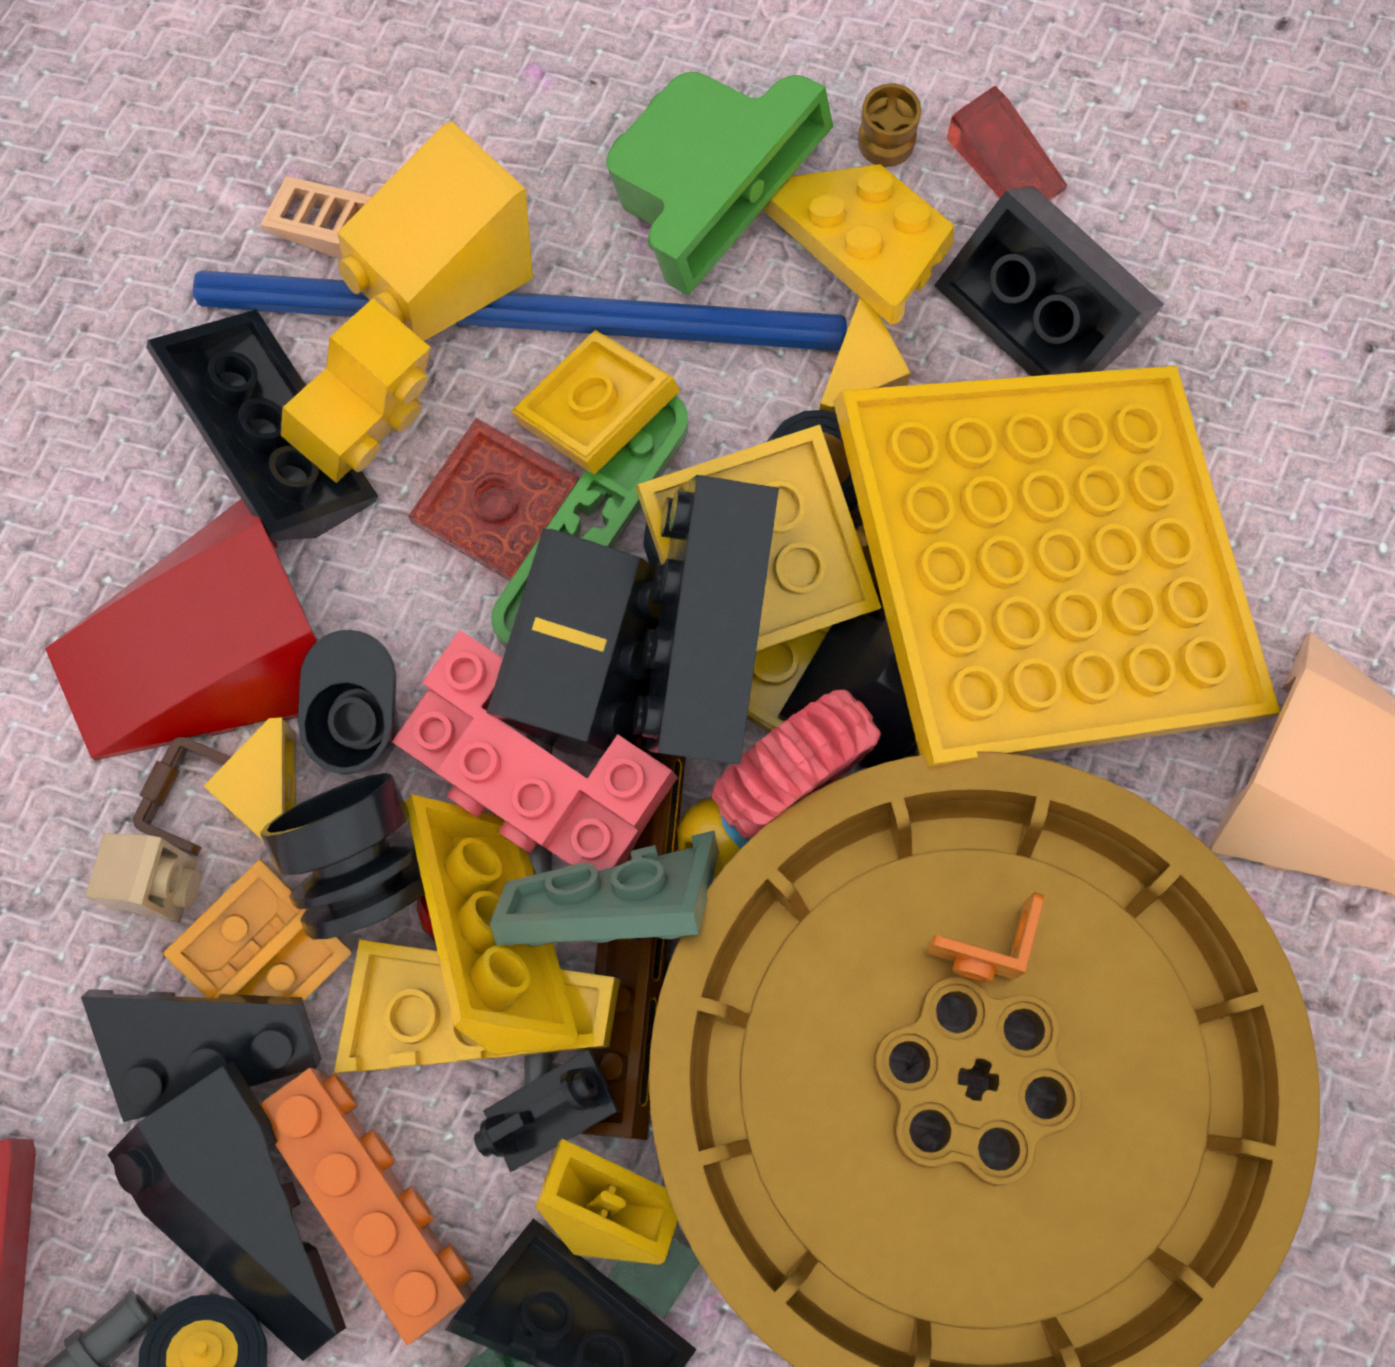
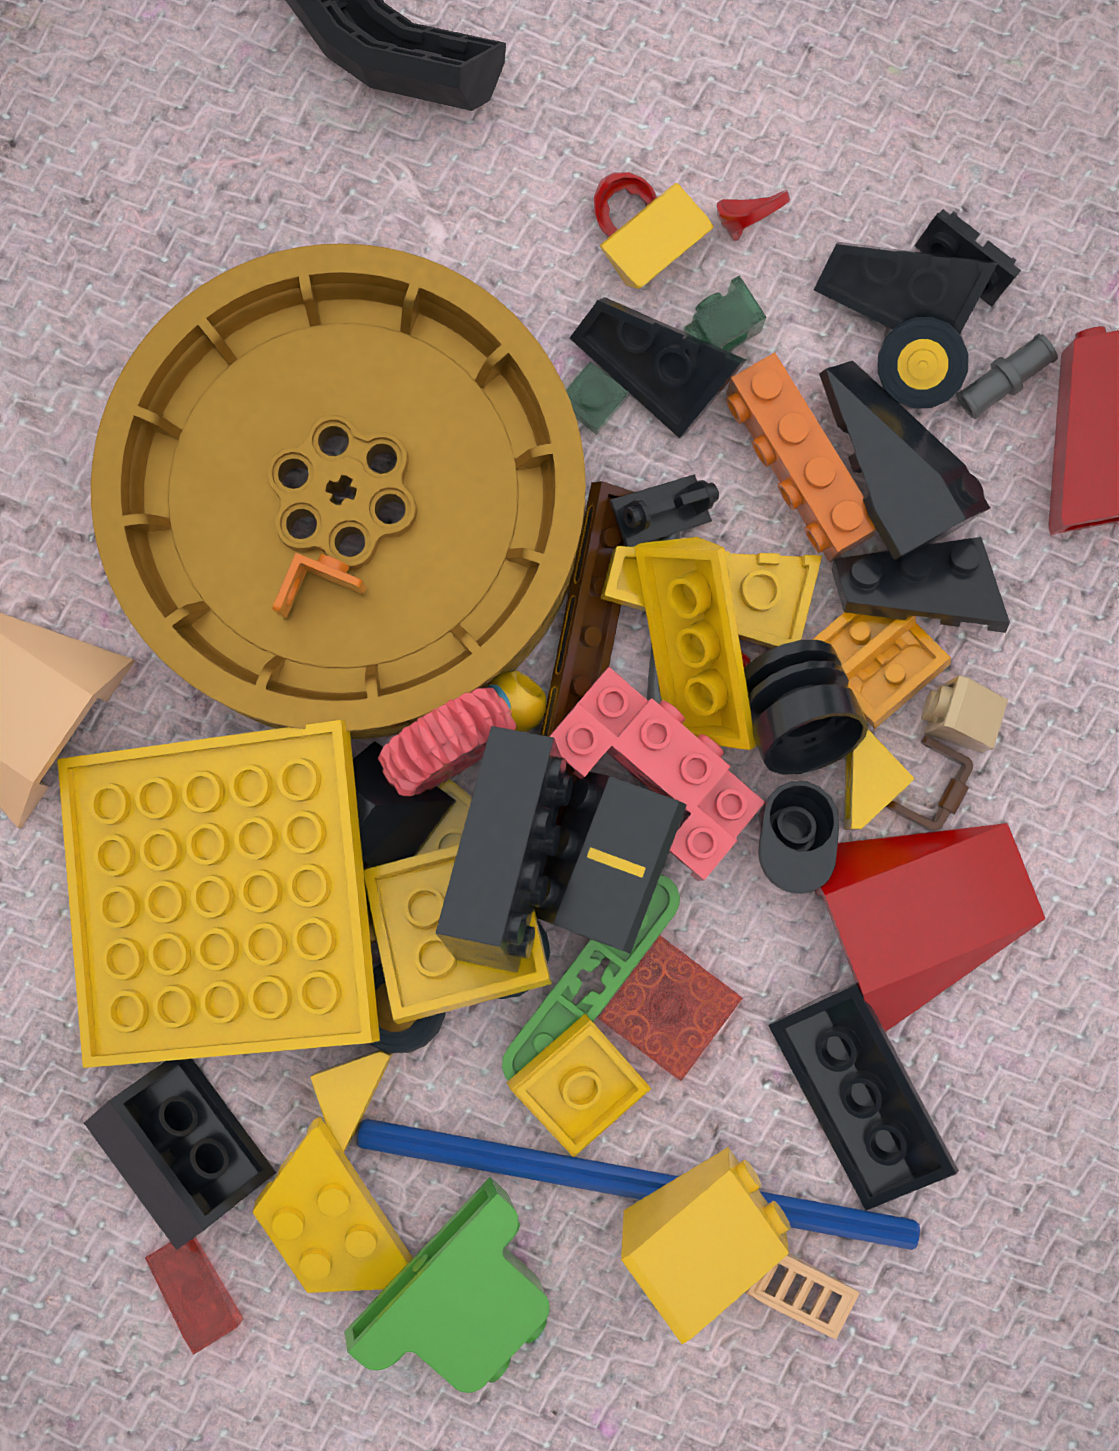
camera: 175 degrees left, 10 degrees up
(361, 395) = (774, 1109): yellow brick -> none
(605, 1208) = (624, 433): yellow slope -> none
(633, 900) = (590, 643): sand green wing -> none
(889, 124) = (289, 1339): pearl gold wheel -> none

